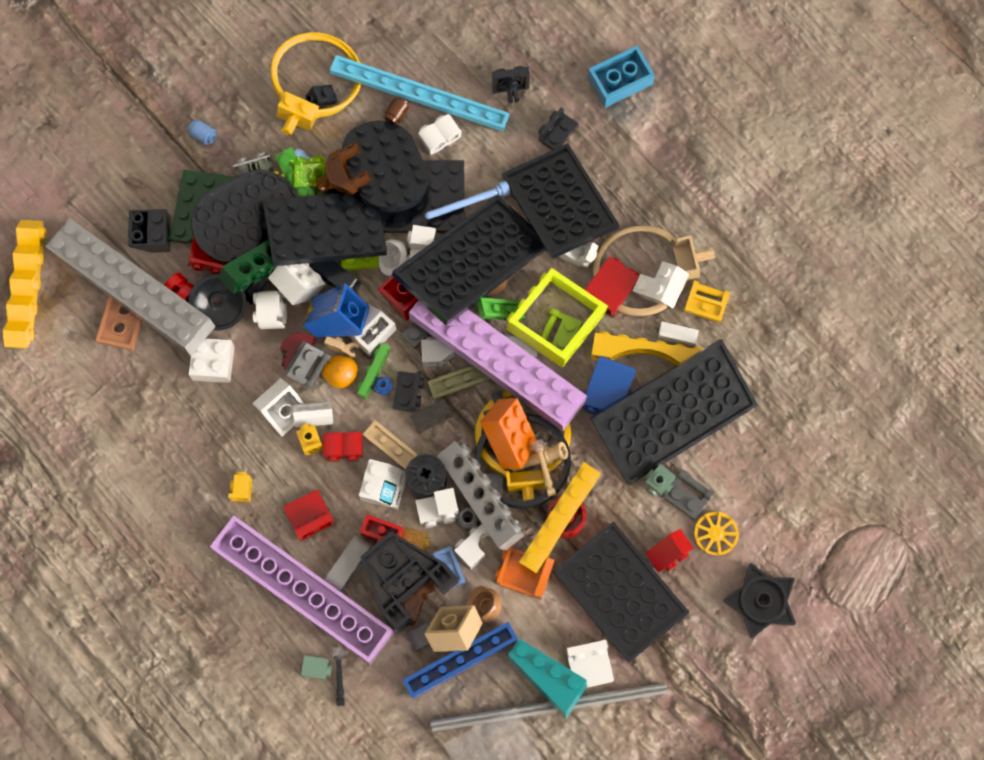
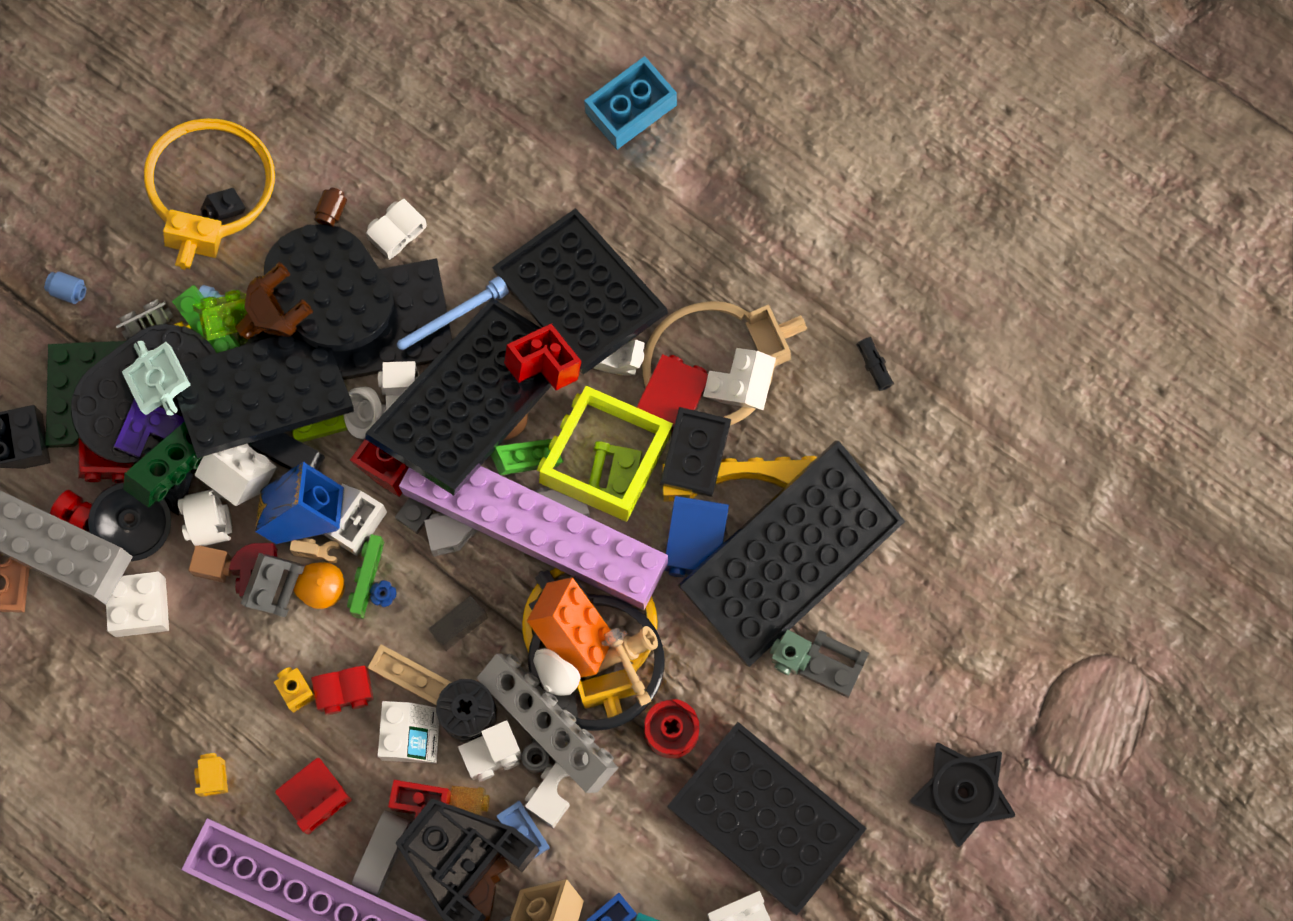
camera: 10 degrees left, 0 degrees up
(239, 234) = (139, 426): none -> dark purple plate
(254, 206) = (155, 378): none -> light aqua plate
(267, 342) = (210, 564): none -> medium nougat brick
(277, 406) = (246, 651): white slope -> none
(313, 413) = (292, 652): white panel -> none
(407, 391) = (419, 595): black bracket -> none
(419, 93) = (357, 177): medium azure plate -> none
(456, 382) = (484, 569): olive plate -> none
(486, 602) = (583, 871): medium nougat hat -> none
(492, 462) = (555, 673): none -> white hat
(510, 81) = (480, 138): black plate -> none
(519, 577) = (628, 817): orange panel -> none
(525, 239) = (544, 353): none -> red brick
(557, 130) = (557, 193): black bracket -> none
(560, 517) = (663, 732): yellow arch -> none
(619, 328) = (695, 452): none -> black tile
(669, 551) = (822, 749): red brick -> none
(677, 334) = (776, 444): white panel -> none
(704, 306) = (804, 398): yellow plate -> none
(716, 533) = (882, 710): yellow wheel -> none
(758, 291) = (875, 363): none -> black pin

